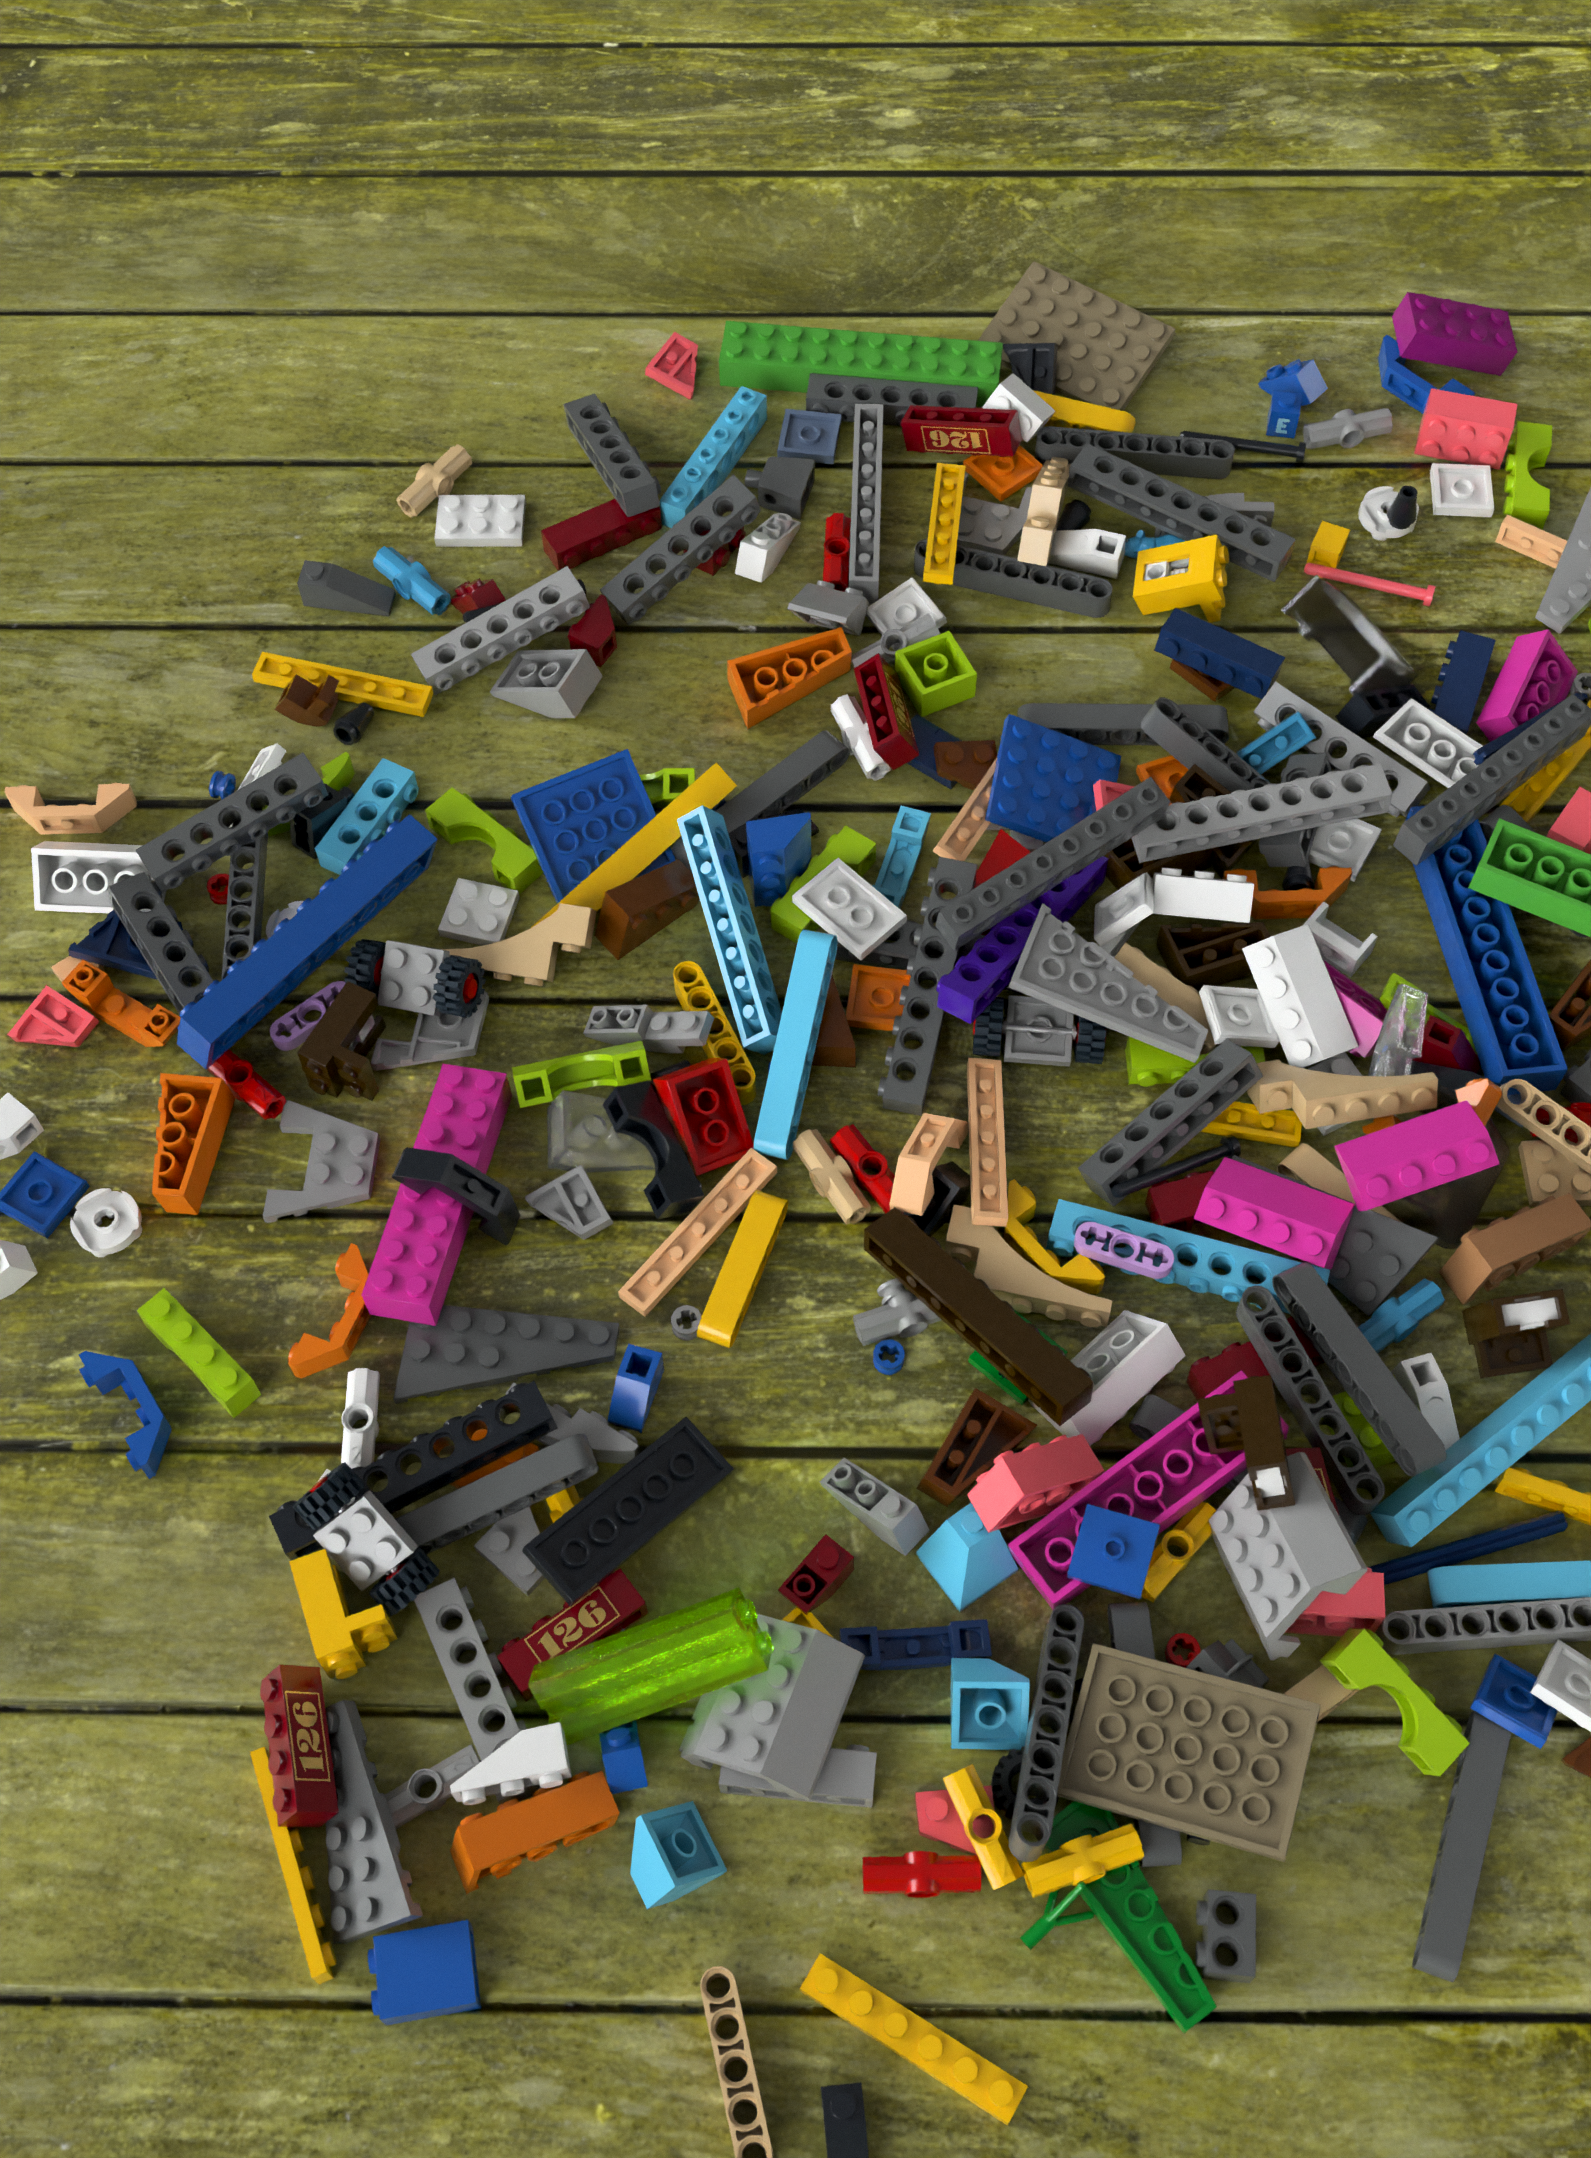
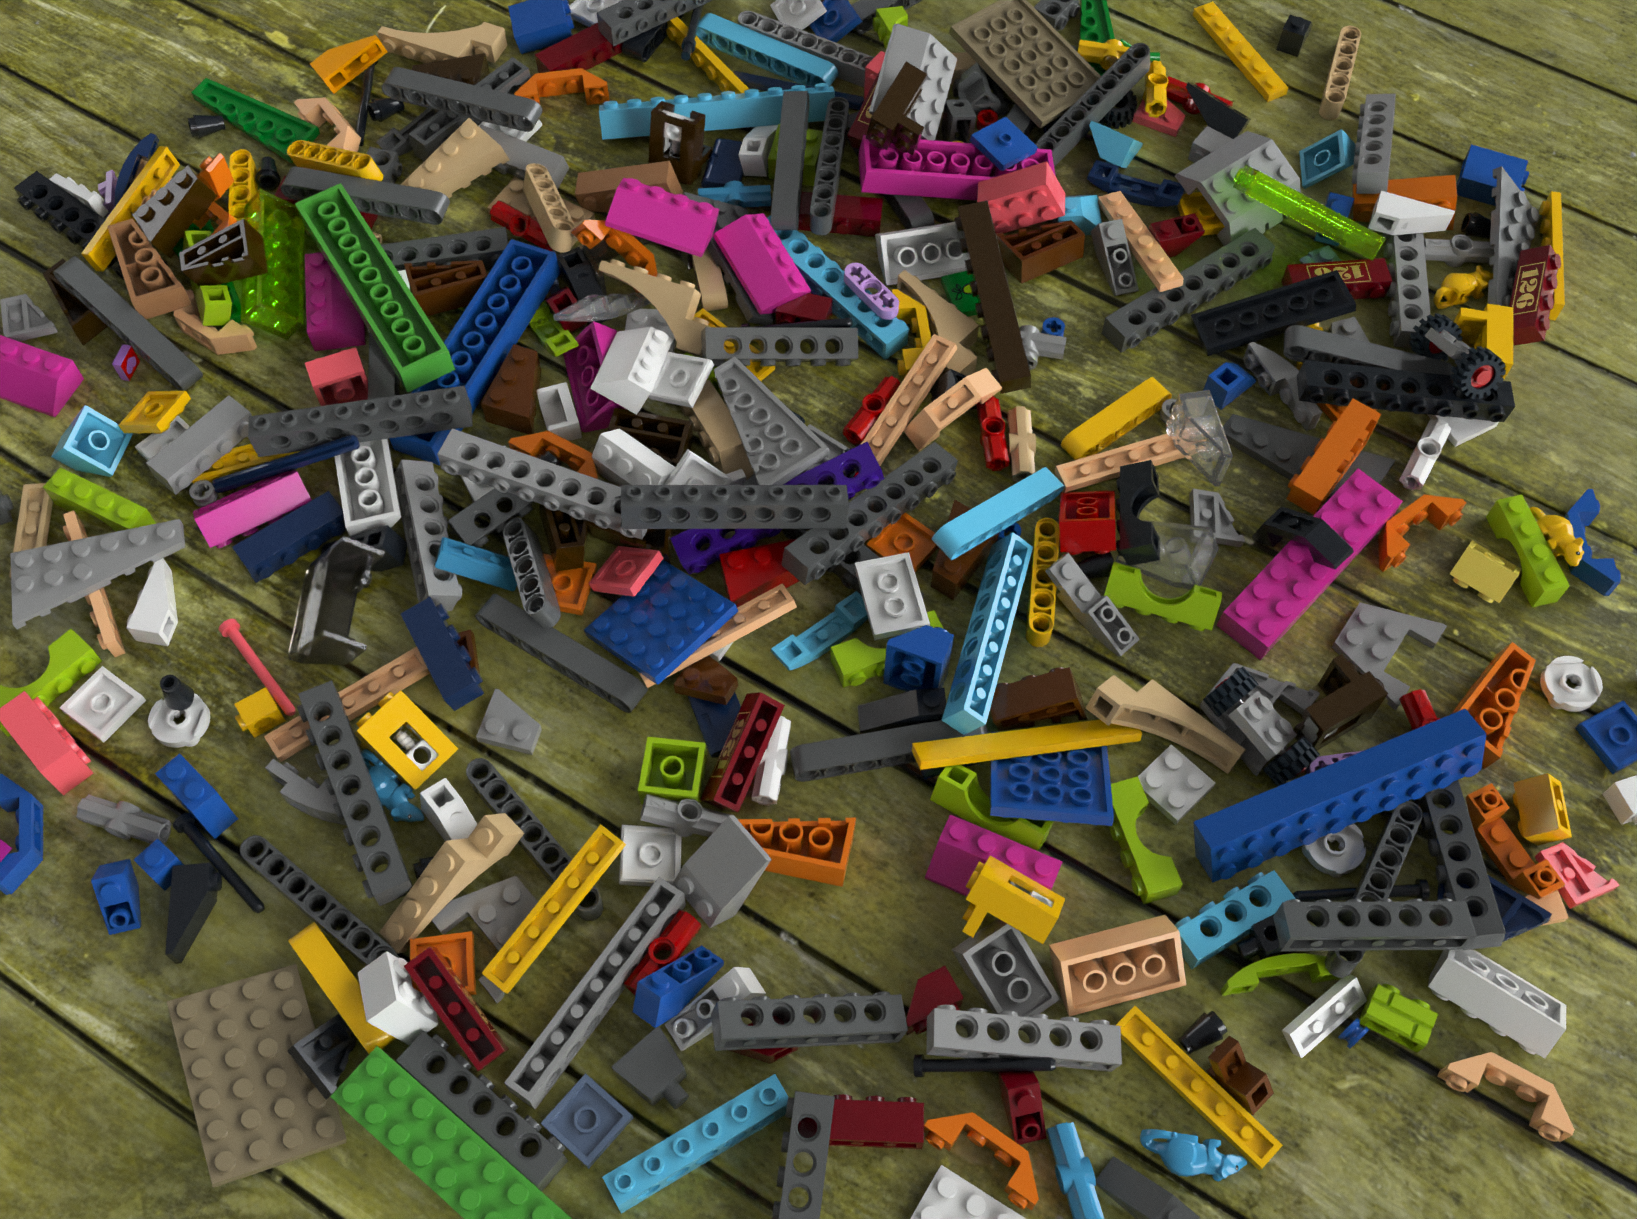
camera: 150 degrees left, 0 degrees up
(103, 1056) = (1541, 809): none -> yellow brick
(169, 1382) = (1559, 536): none -> yellow animal
(177, 807) = (1398, 1017): none -> lime brick
(239, 1304) = (1485, 572): none -> light yellow slope
(270, 899) = (1419, 889): none -> black bar
(327, 634) = (1189, 1158): none -> dark azure animal
(406, 1726) = (1459, 286): none -> yellow animal
(420, 1858) = (1476, 225): none -> black cone
(456, 734) = (1118, 964): none -> light nougat slope
(466, 1323) = (1333, 457): none -> orange wedge
(511, 571) = (946, 1130): none -> orange slope
(577, 750) = (966, 844): none -> dark pink slope
(592, 695) = (1012, 899): none -> yellow brick
(609, 1928) = (1374, 144): none -> light grey brick
(633, 1259) = (1200, 435): none -> clear slope
(799, 1391) = (1200, 284): none -> dark grey brick
(808, 537) = (674, 986): none -> blue slope
(870, 1549) = (1142, 242): none -> light nougat plate
(873, 1833) = (1218, 113): none -> black slope
(1018, 1108) = (871, 409): none -> red piece
(1114, 652) = (508, 726): none -> light grey wing
(1197, 1590) = (960, 118): none -> dark grey torso
(1235, 407) = (191, 901): none -> black slope
(1263, 596) = (356, 700): none -> light nougat plate
(1302, 452) = (196, 796): none -> blue brick
(1402, 933) = (513, 392): none -> reddish brown wedge
(1455, 1362) = (723, 164): none -> dark blue piece
(1506, 575) = (155, 610): none -> white slope

